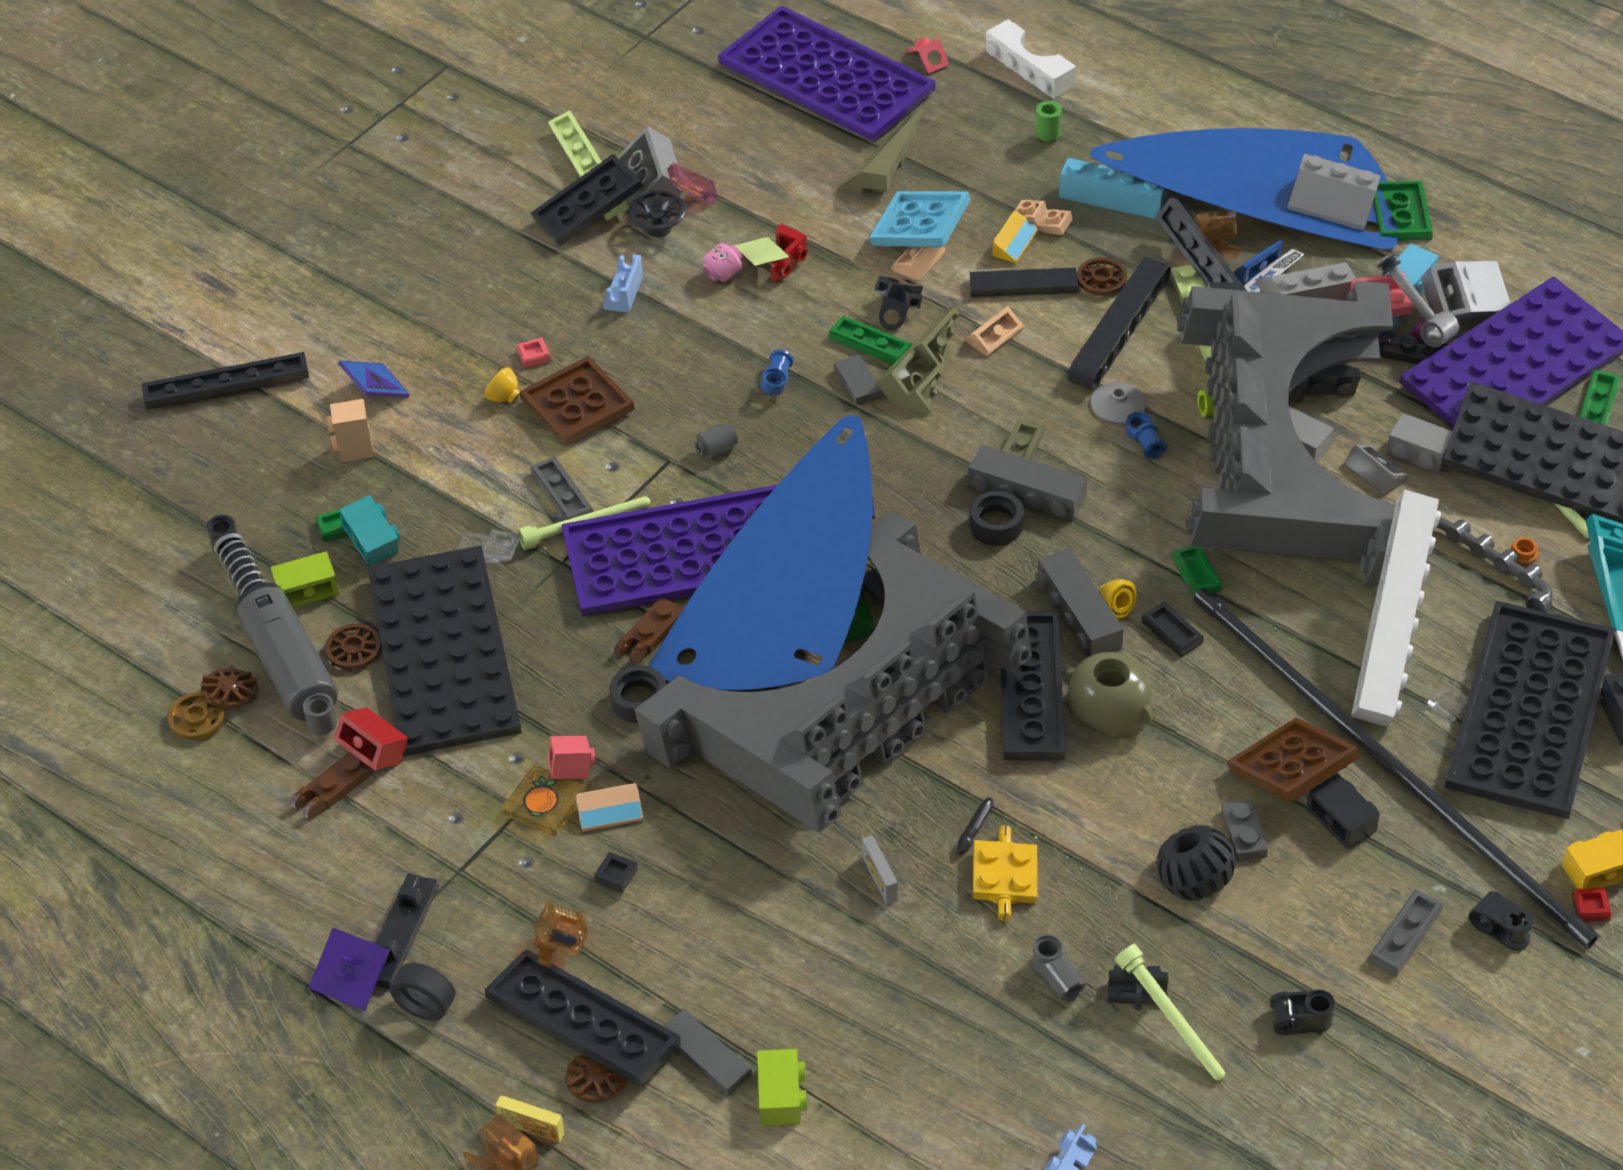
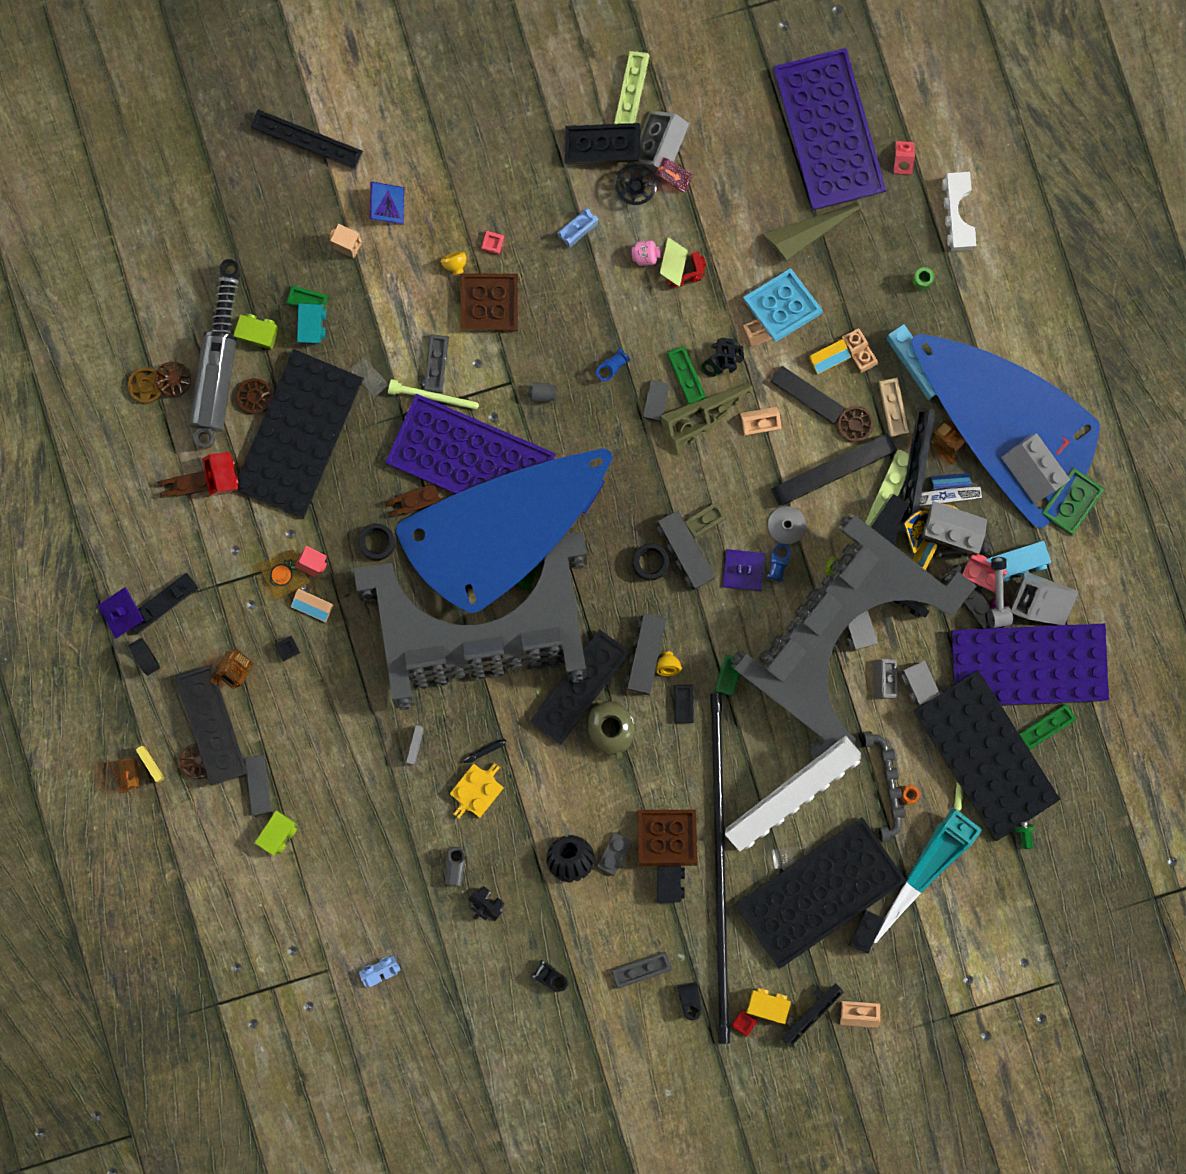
camera: 30 degrees right, 35 degrees up
(1111, 469) = (743, 570): none -> dark purple piece
(1126, 240) = (893, 407): none -> tan tile
(1132, 961) = (485, 897): yellowish green piece -> none

